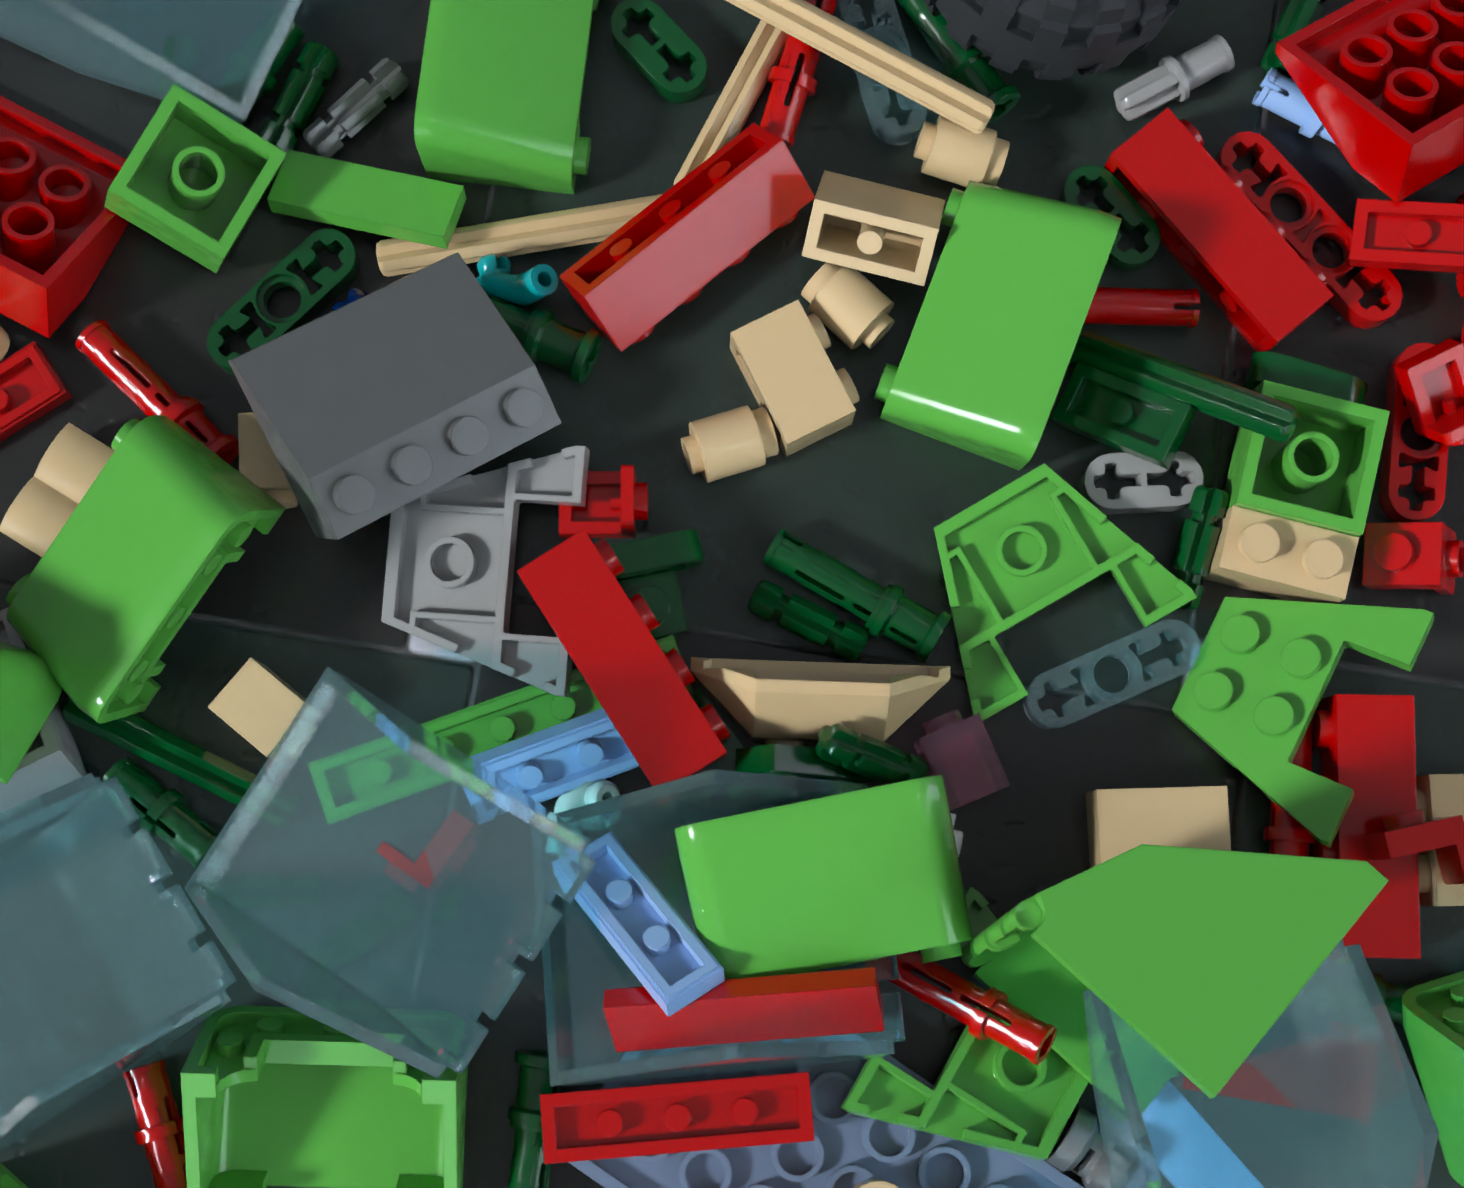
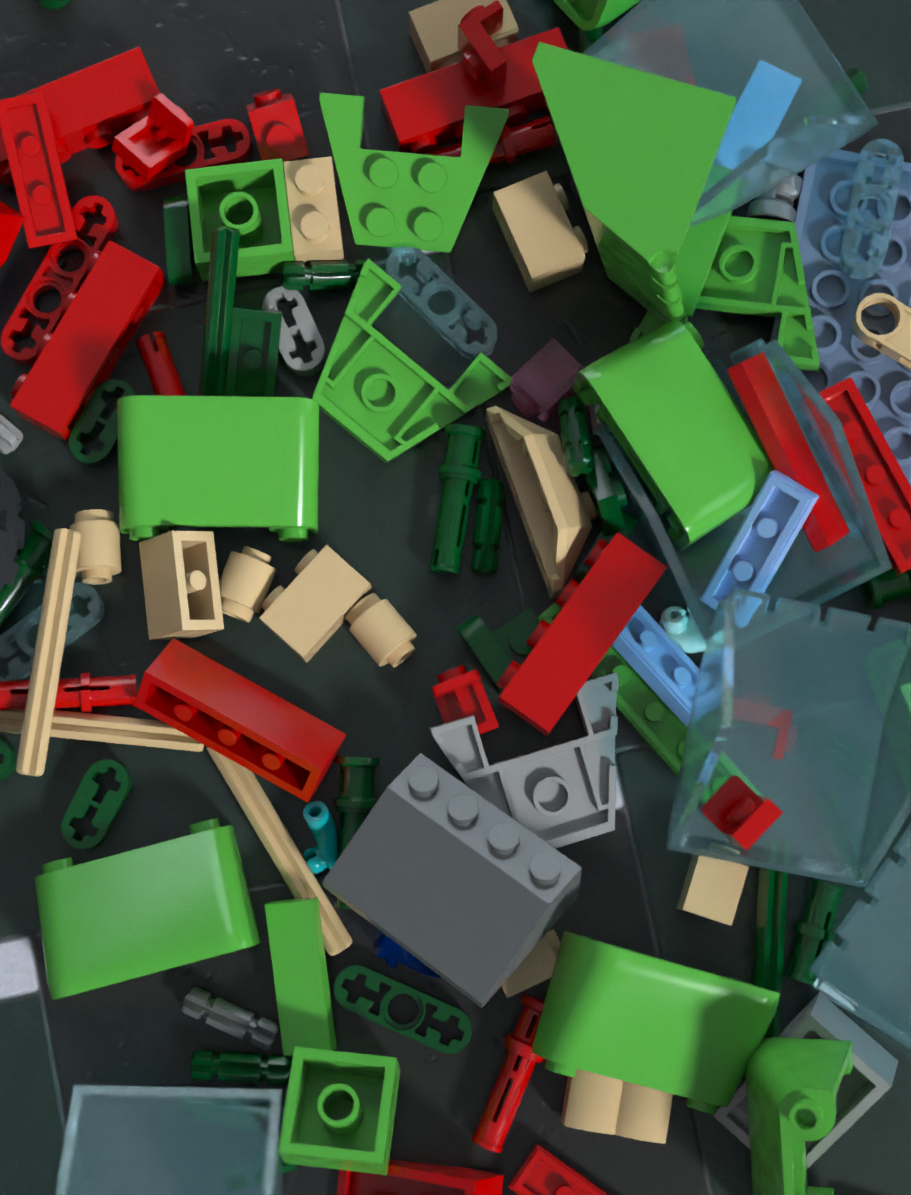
camera: 110 degrees left, 0 degrees up
(327, 764) = (740, 812): none -> red bracket
(1025, 1035) = (722, 260): red pin -> none

